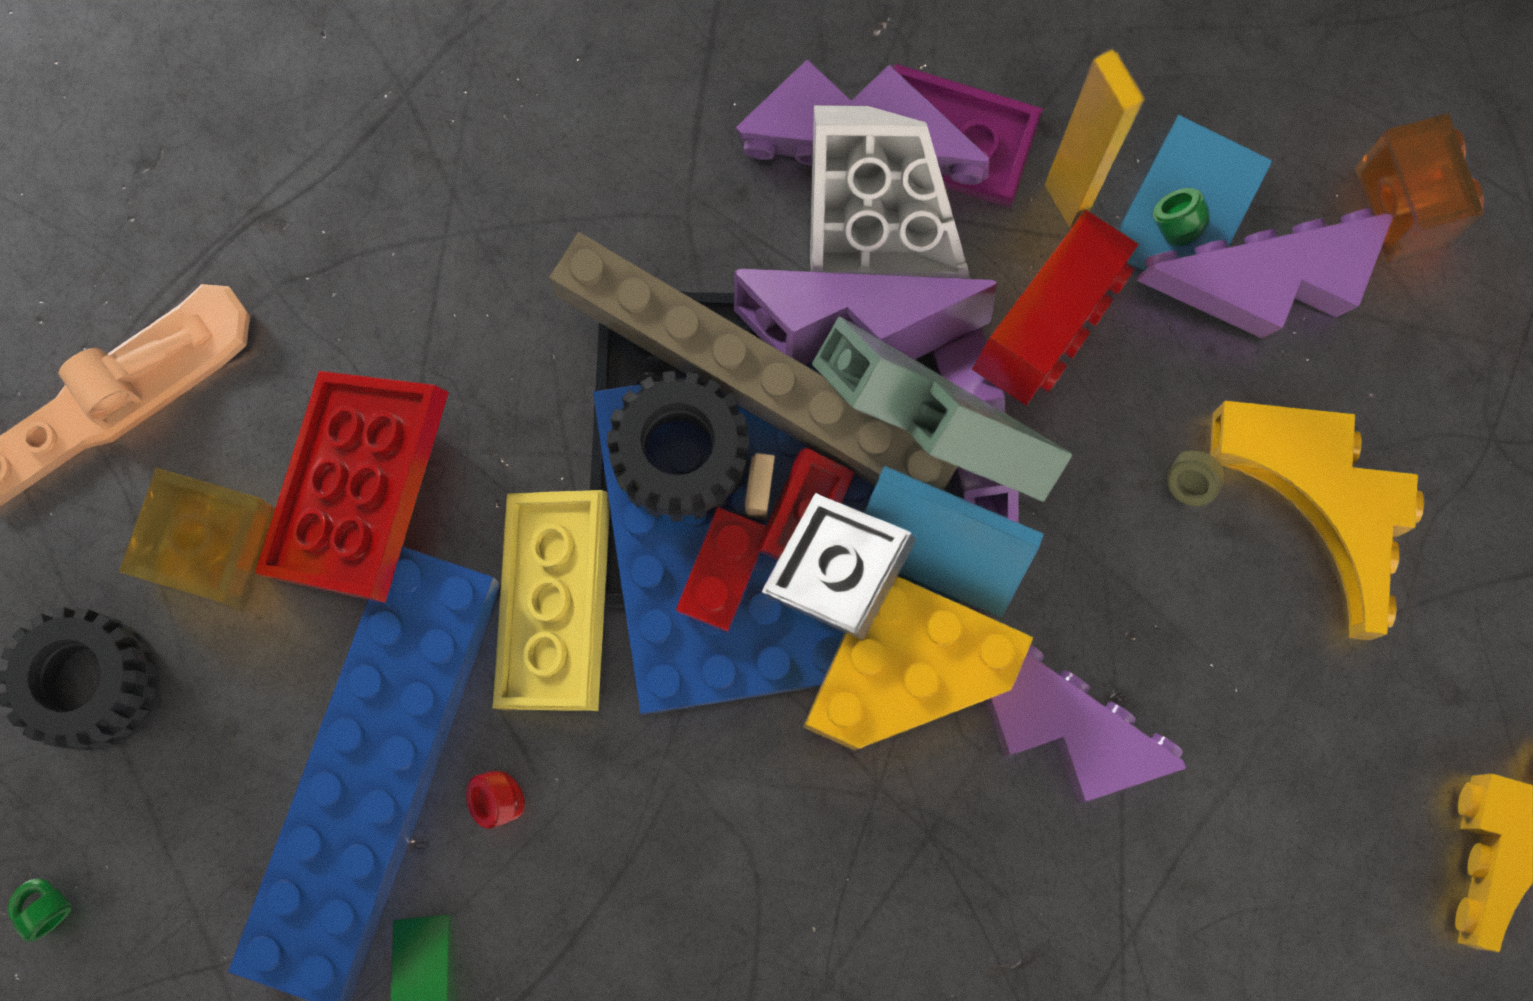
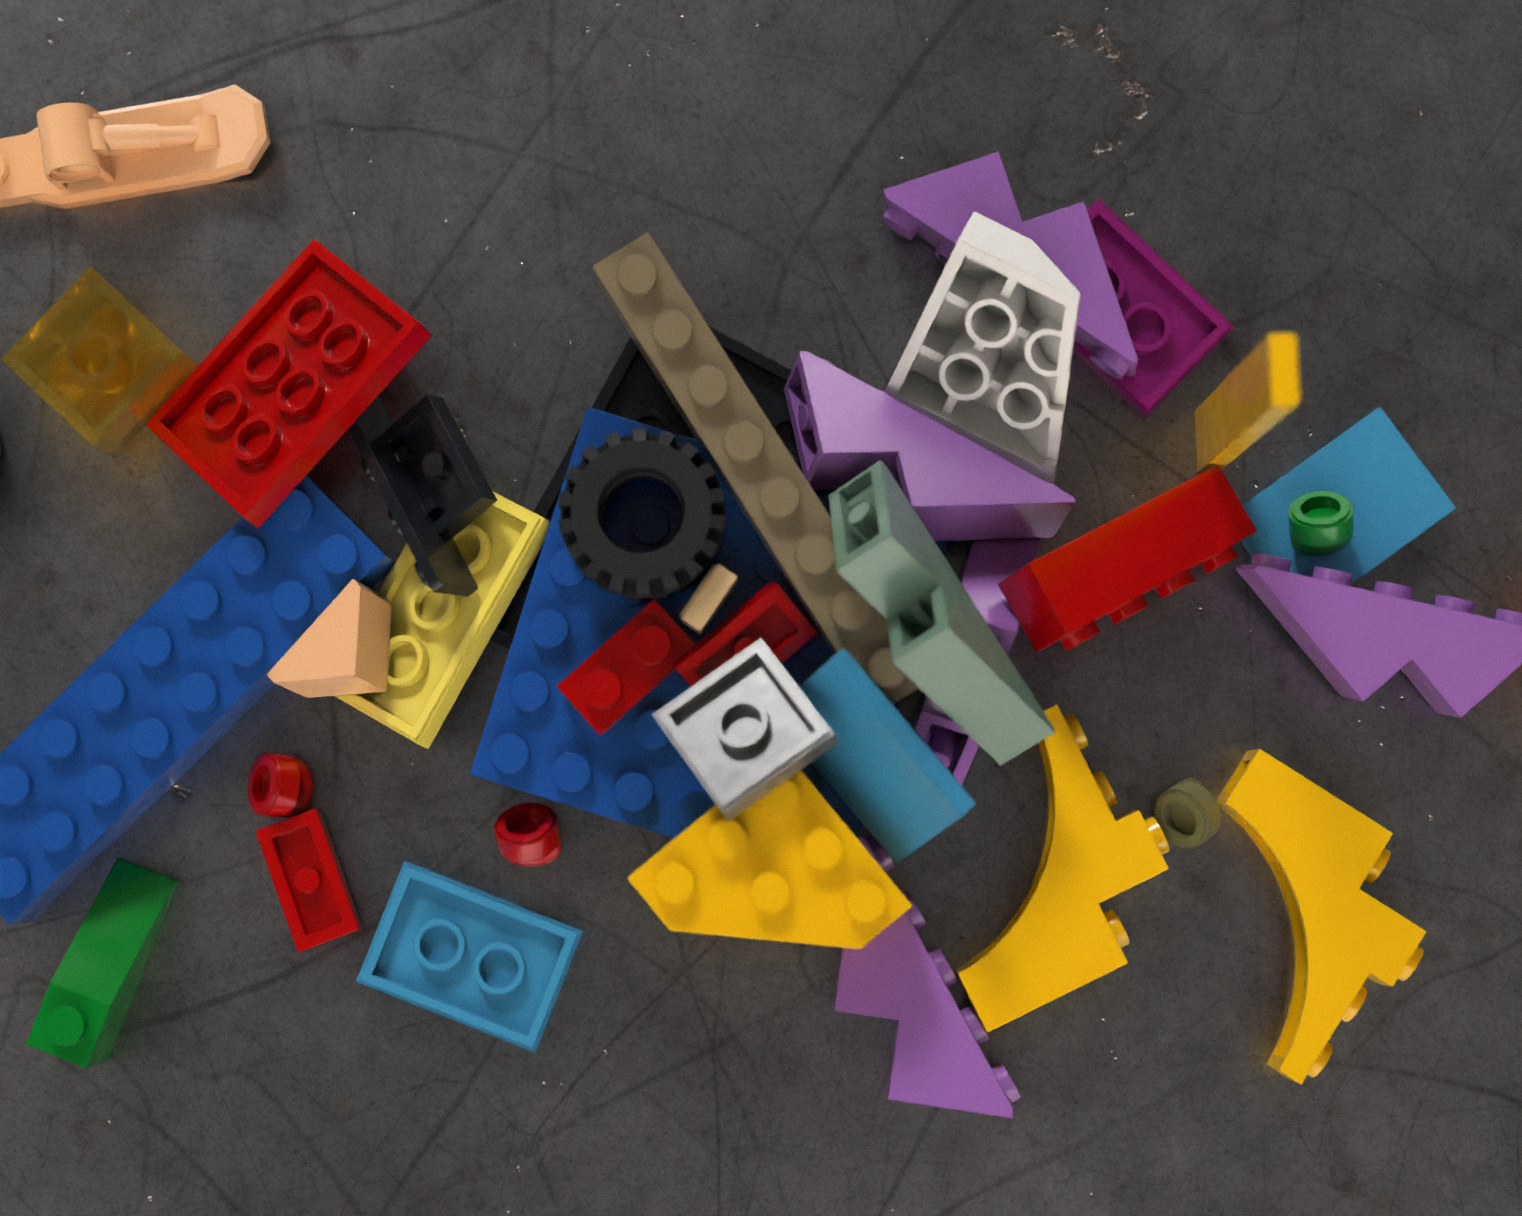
camera: 30 degrees right, 5 degrees up
(493, 667) = (341, 649): none -> light nougat slope
(500, 508) = (427, 484): none -> black bracket
(553, 860) = (308, 879): none -> red plate
(707, 740) = (528, 834): none -> red tile
(707, 857) = (470, 956): none -> dark azure tile
(1145, 608) = (1088, 856): none -> yellow arch

